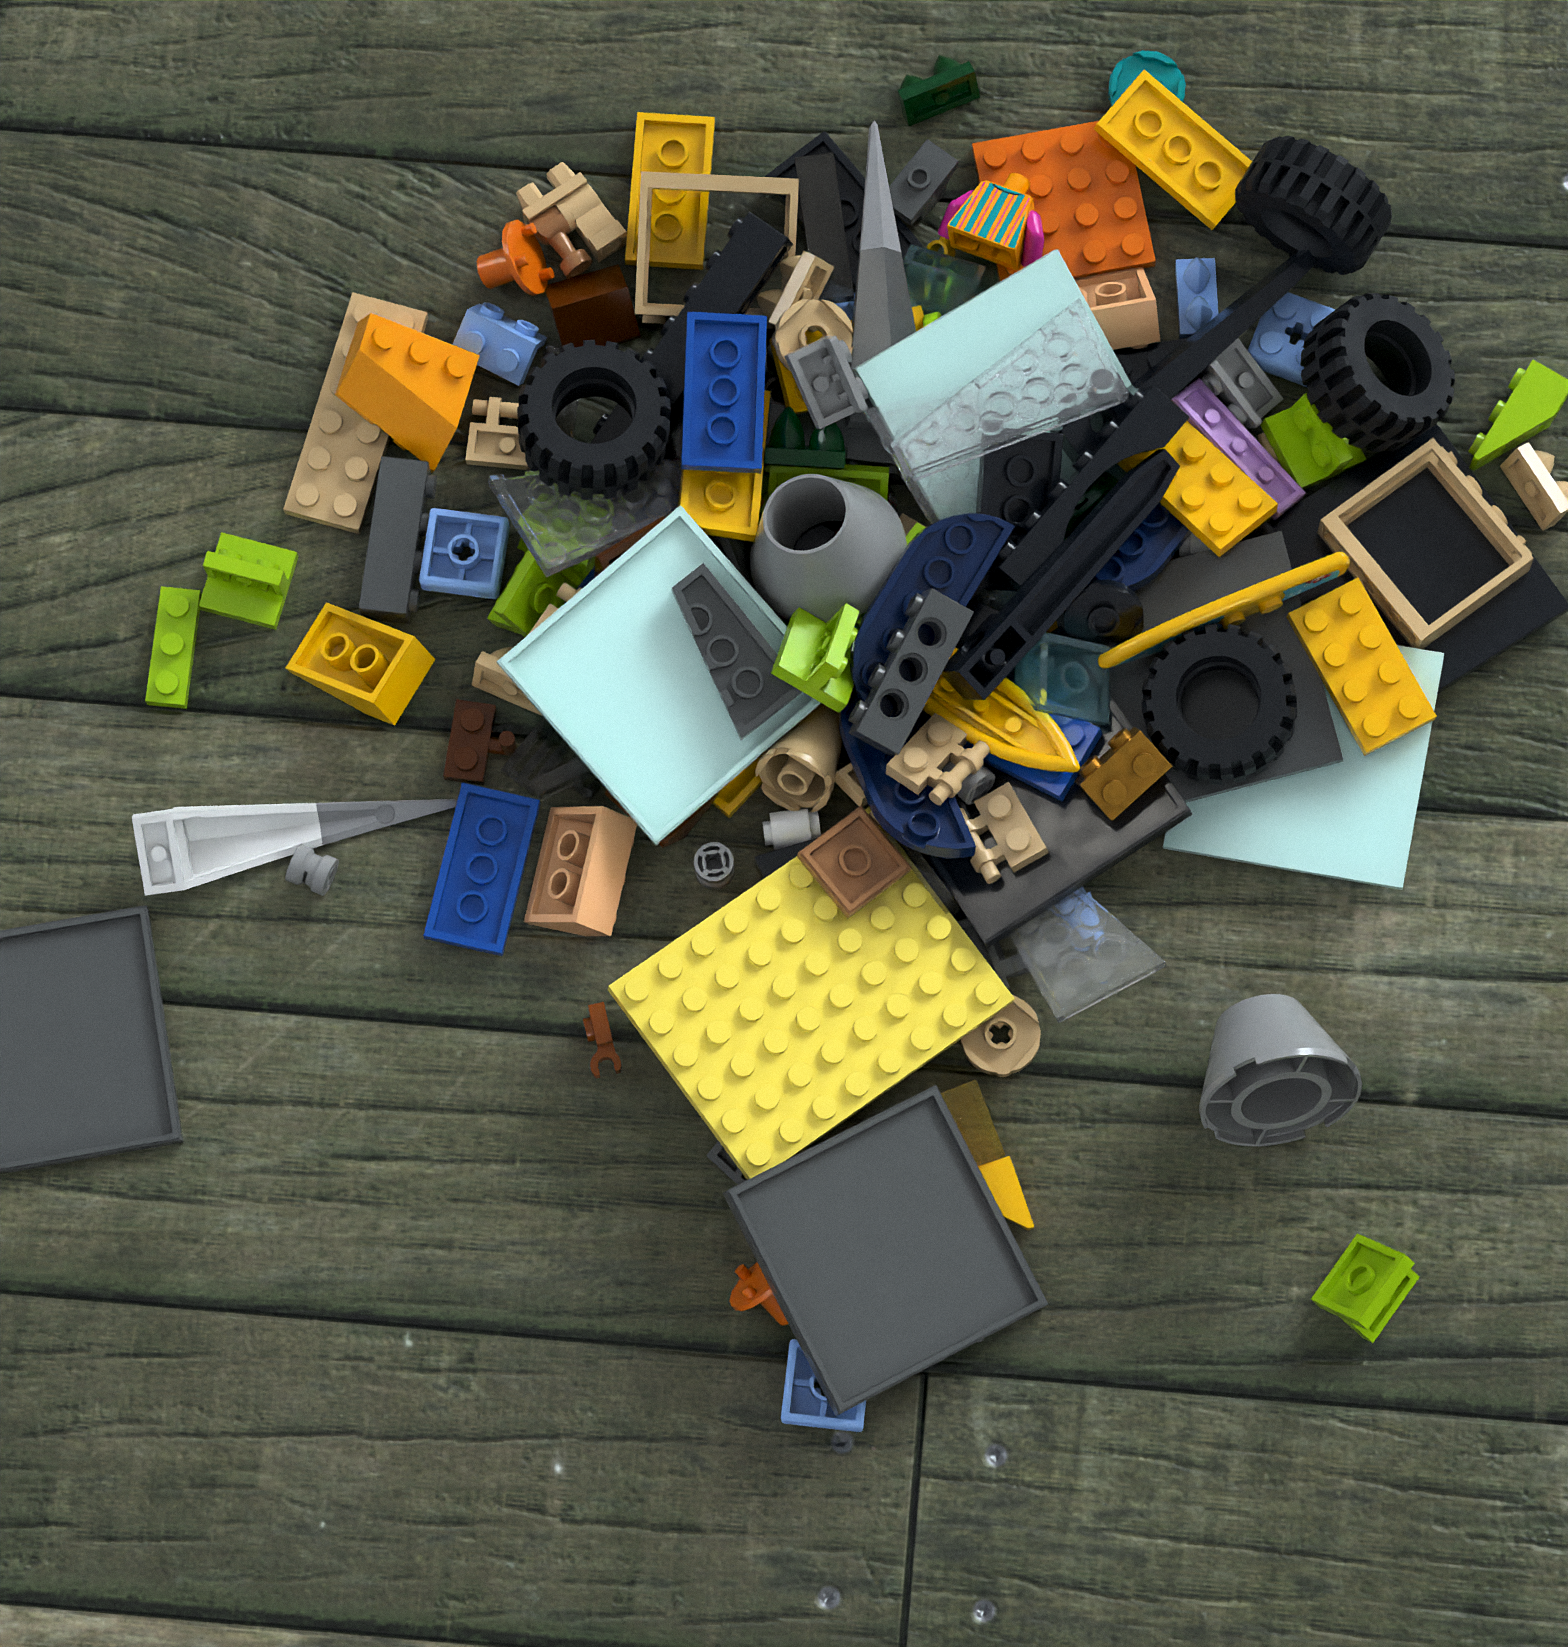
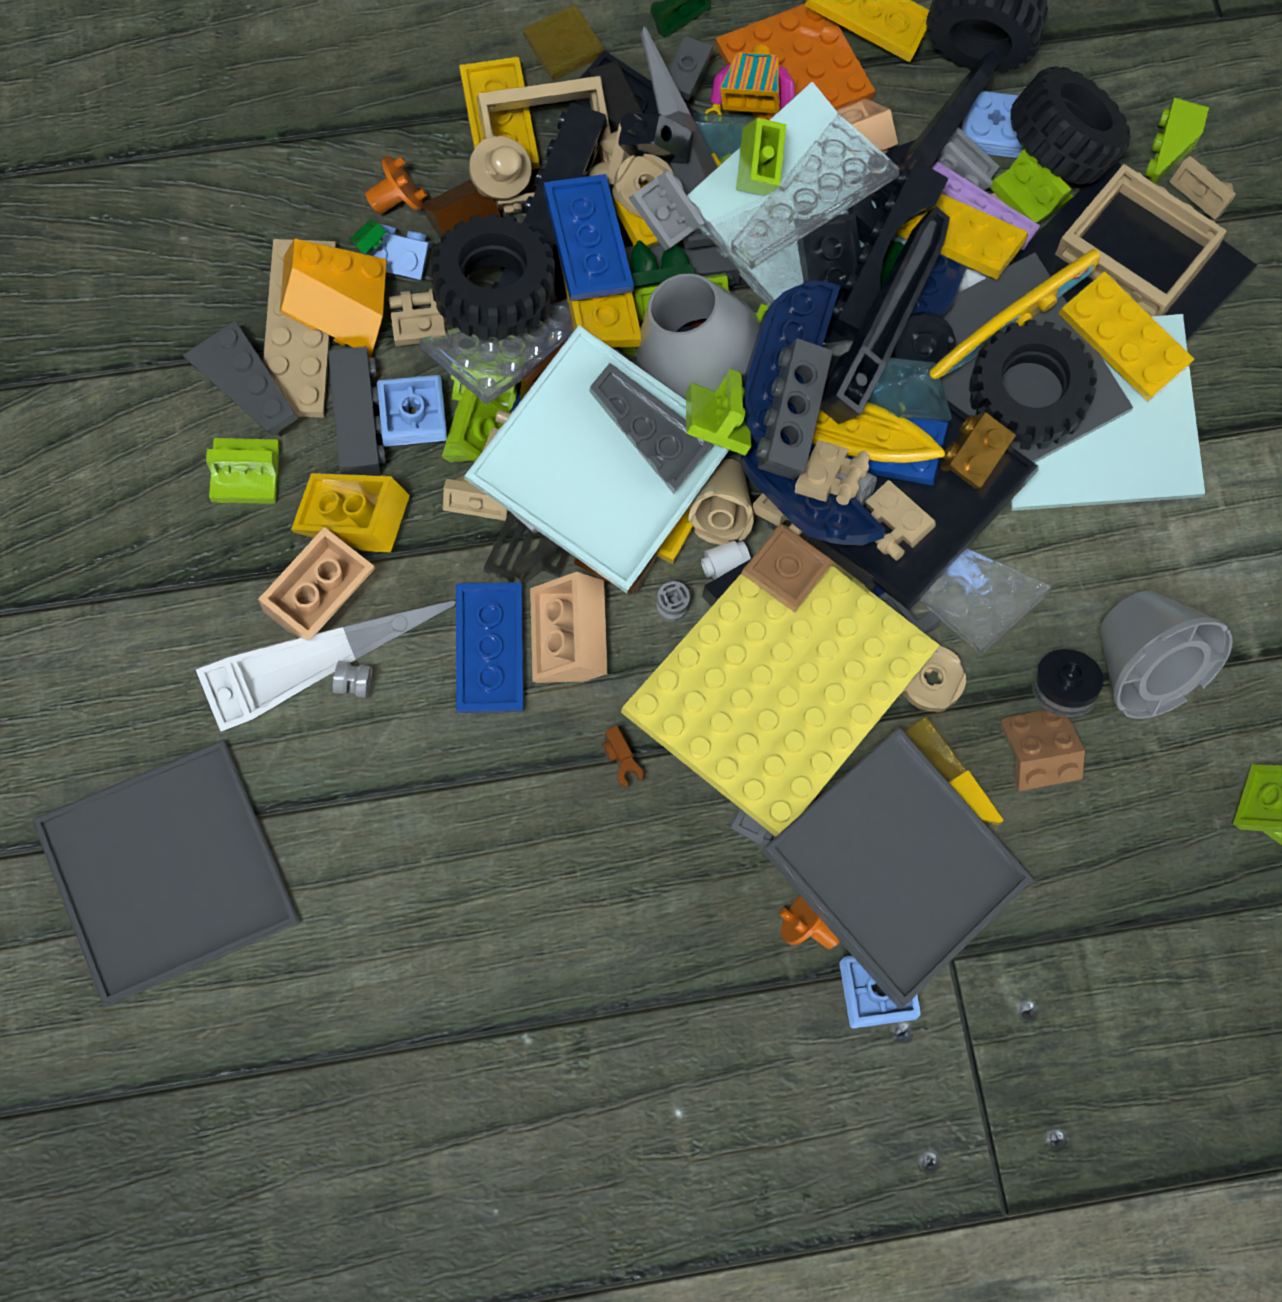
camera: 25 degrees left, 5 degrees down
(173, 647) = (196, 535): lime plate -> none
(271, 460) = (242, 376): none -> dark grey wing
(295, 747) = (315, 585): none -> light nougat slope
(463, 322) = (368, 236): none -> green plate
(473, 741) = (455, 552): reddish brown plate -> none
(569, 208) = (426, 143): tan hips -> none
(645, 271) = (499, 168): none -> tan plate
(777, 106) = (563, 42): none -> clear yellow plate
(823, 278) = (646, 135): none -> black torso
(959, 341) = (761, 156): none -> lime brick
(1107, 1151) = (1044, 749): none -> medium nougat bracket
(1159, 1080) = (1067, 683): none -> black piece
(1195, 294) = (910, 108): light blue tile -> none

